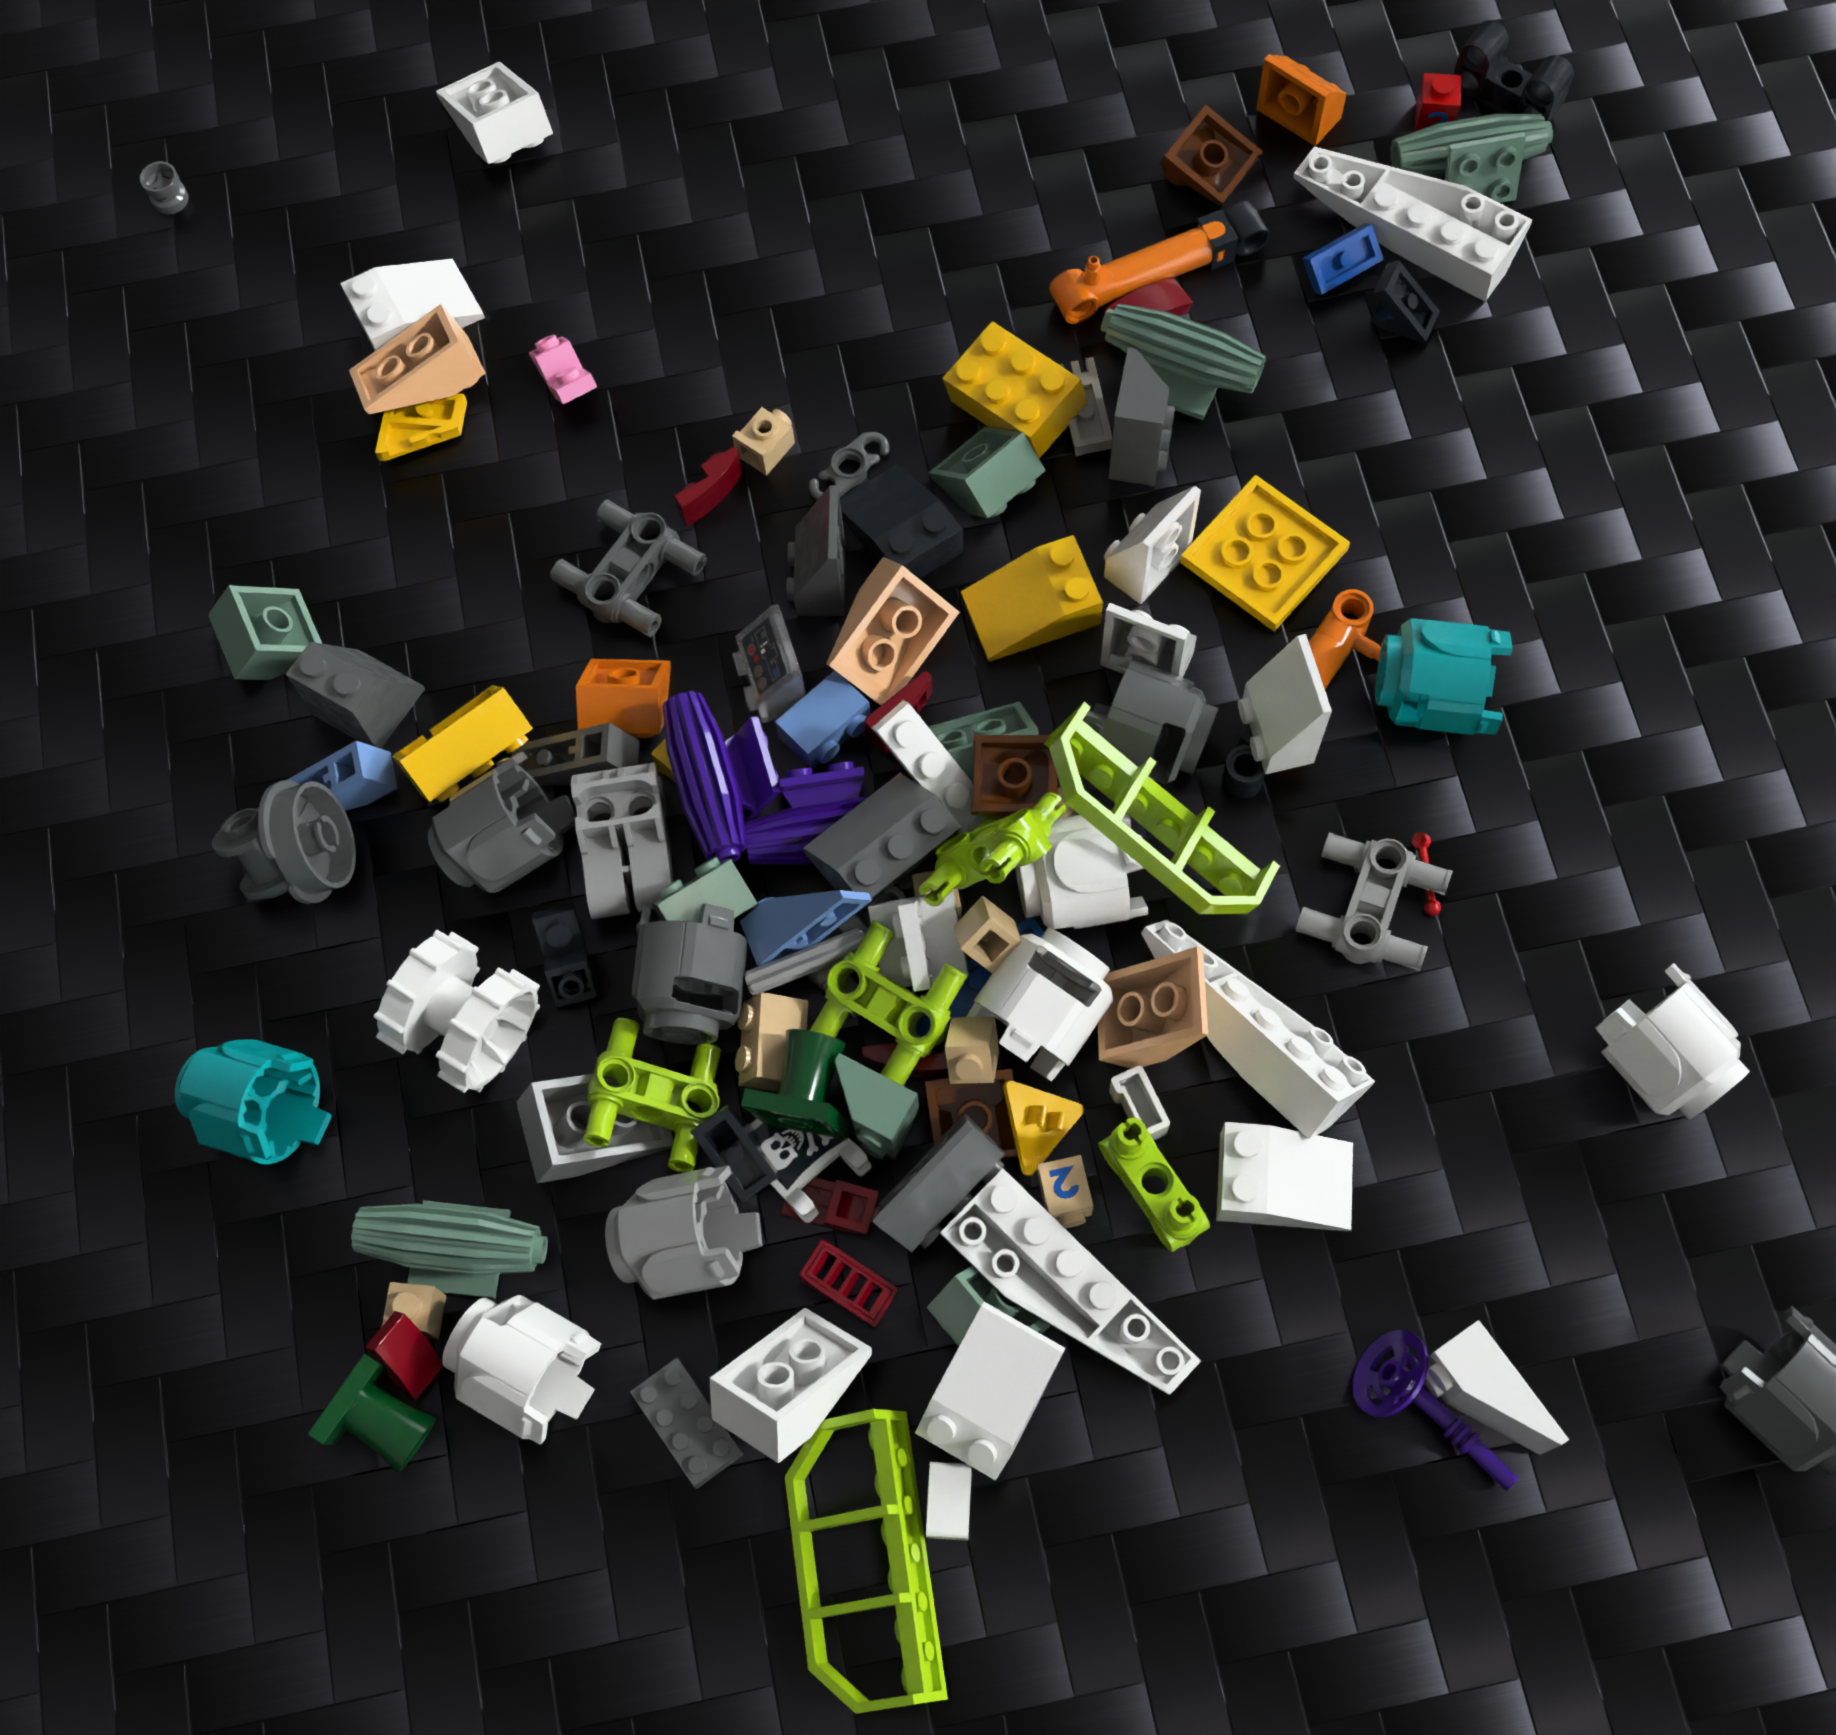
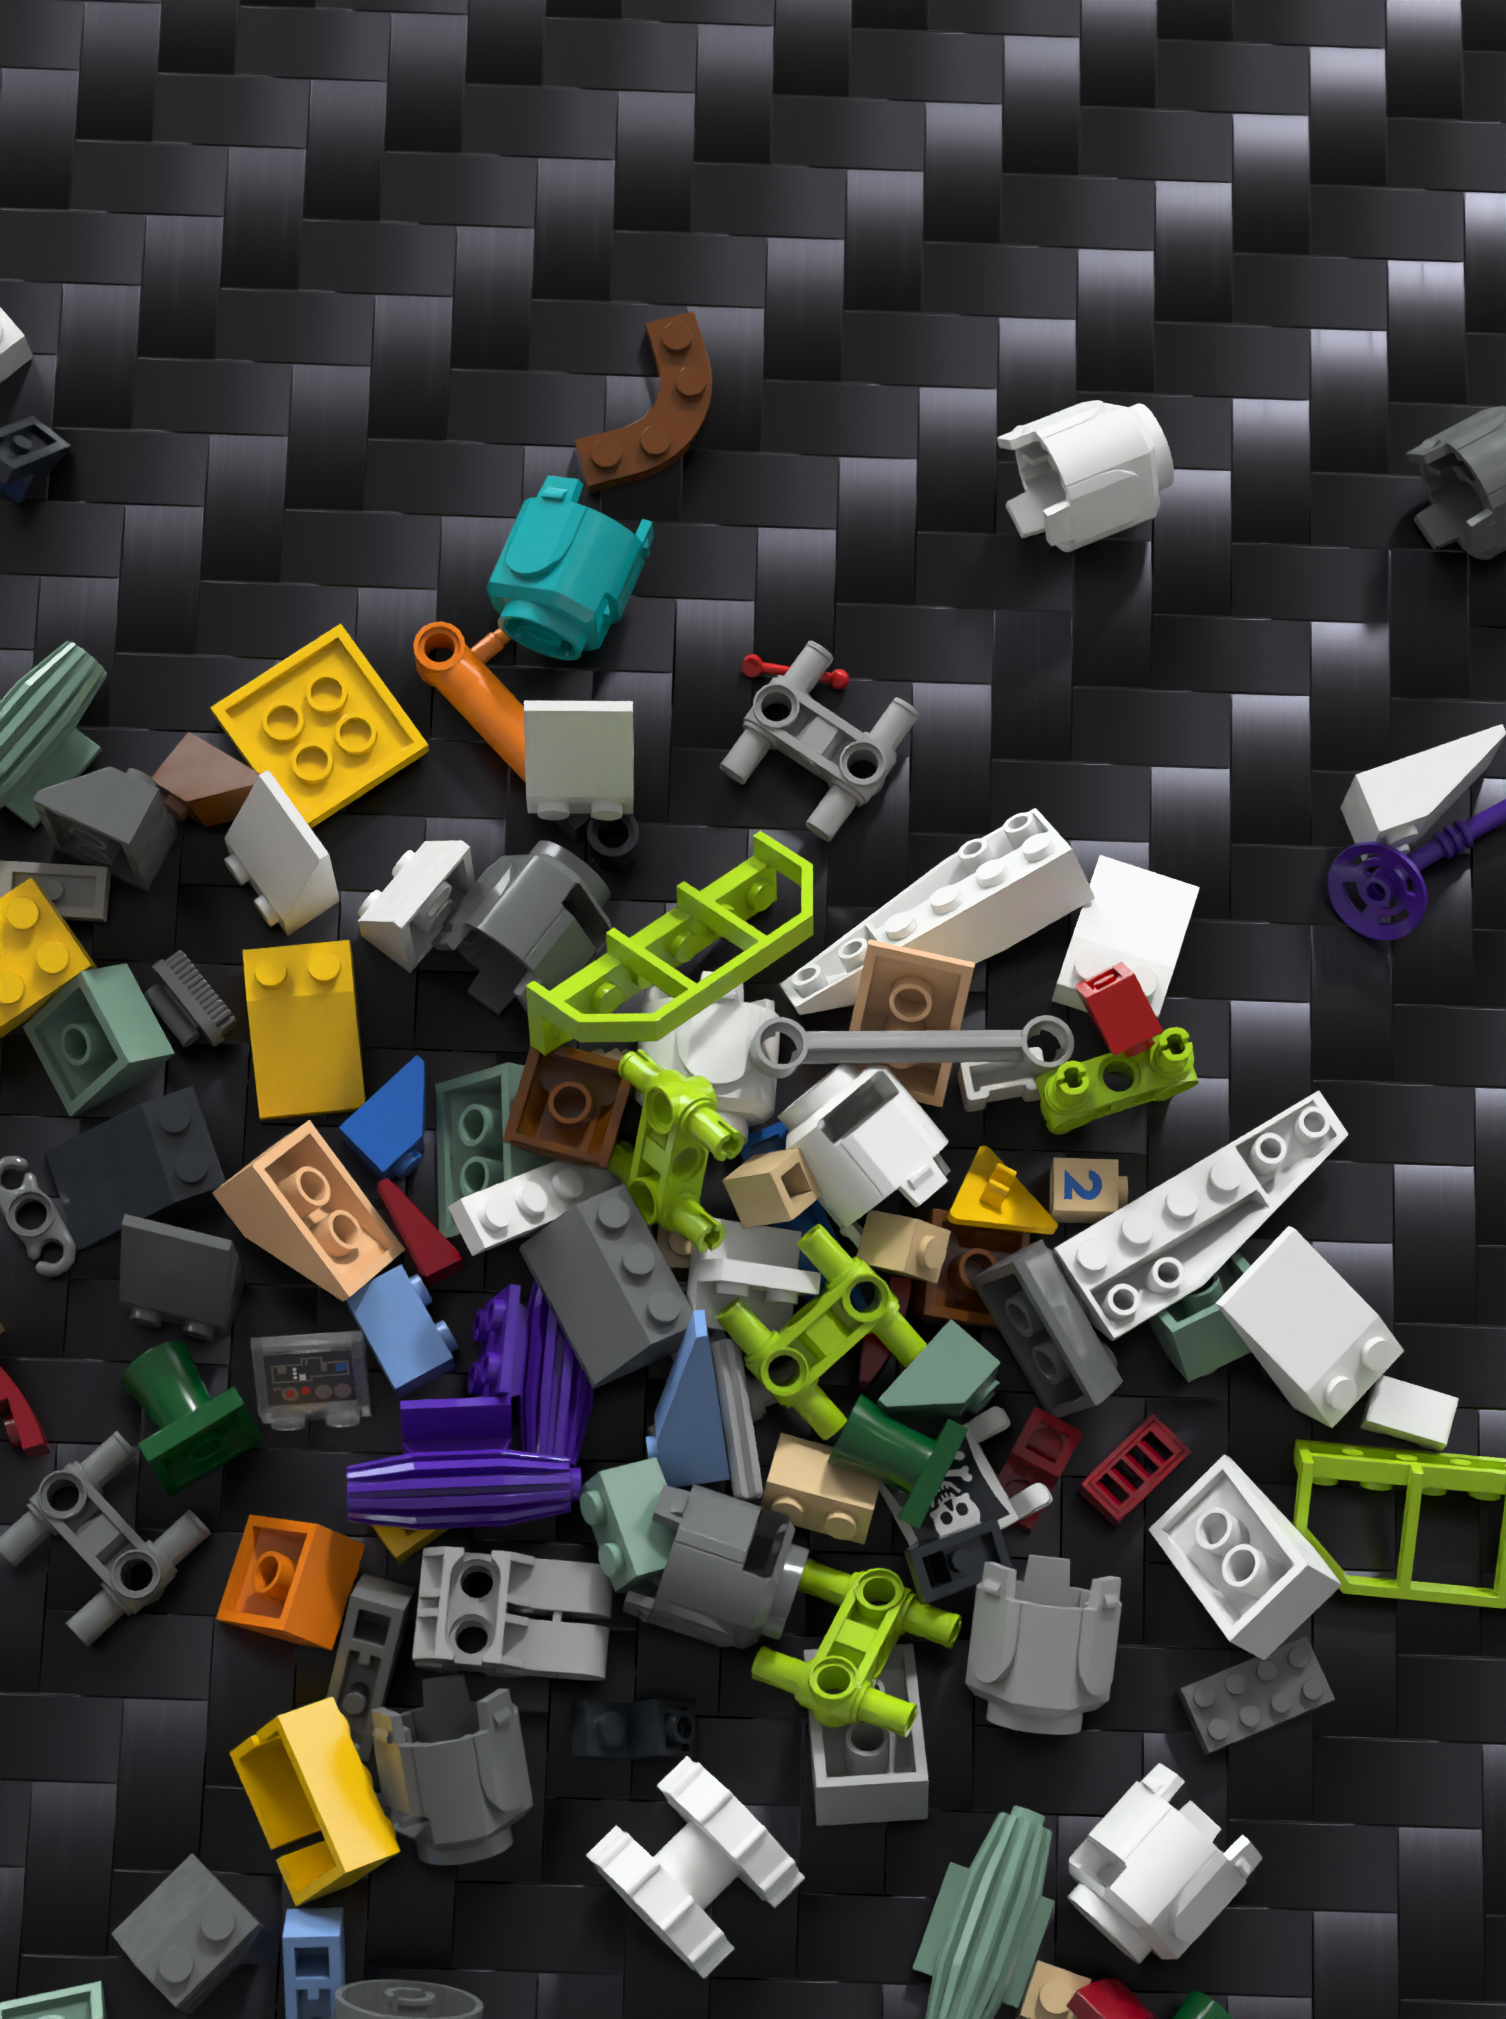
camera: 85 degrees left, 5 degrees up
(715, 599) = (193, 1429): none -> dark green plant
(979, 676) = (392, 1124): none -> blue slope
(1030, 520) = (188, 1002): none -> dark grey piece
(1129, 1008) = (910, 1046): none -> light grey piece
(1197, 470) = (203, 782): none -> slope
(1206, 1163) = (1120, 1010): none -> red slope
(1608, 736) = (673, 421): none -> reddish brown plate

